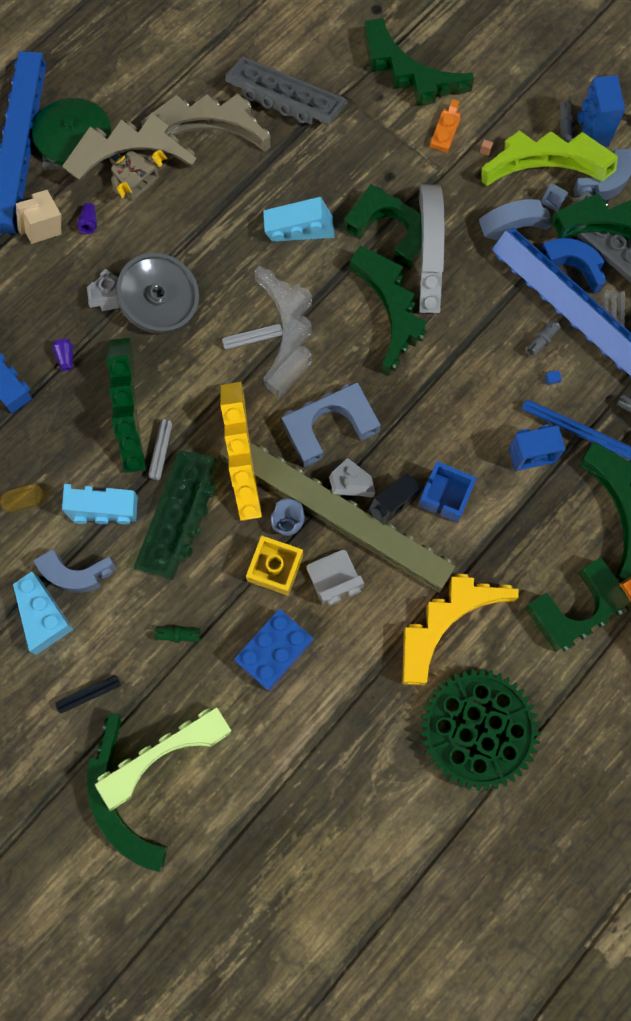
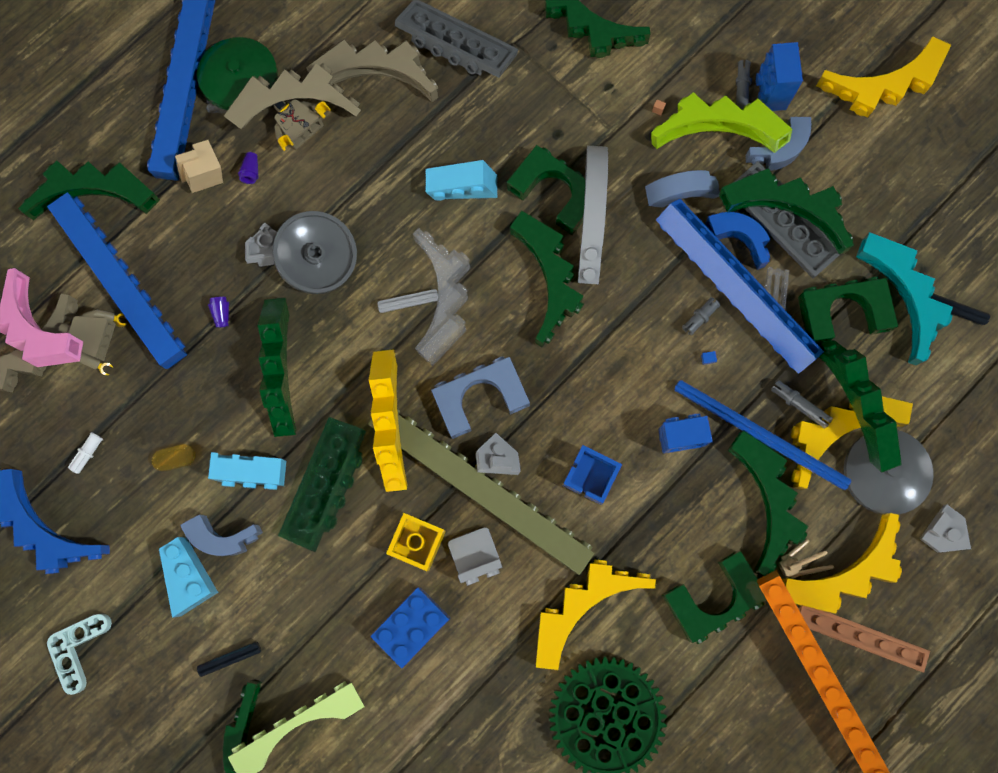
camera: 10 degrees right, 5 degrees up
(160, 449) = (310, 414): light grey axle -> none
(177, 634) = (318, 604): dark green pin -> none
(287, 517) = (431, 493): sand blue hair -> none
(395, 499) = (539, 480): black brick -> none
(446, 128) = (619, 84): orange hinge -> none
(554, 197) = (724, 165): sand blue tile -> none

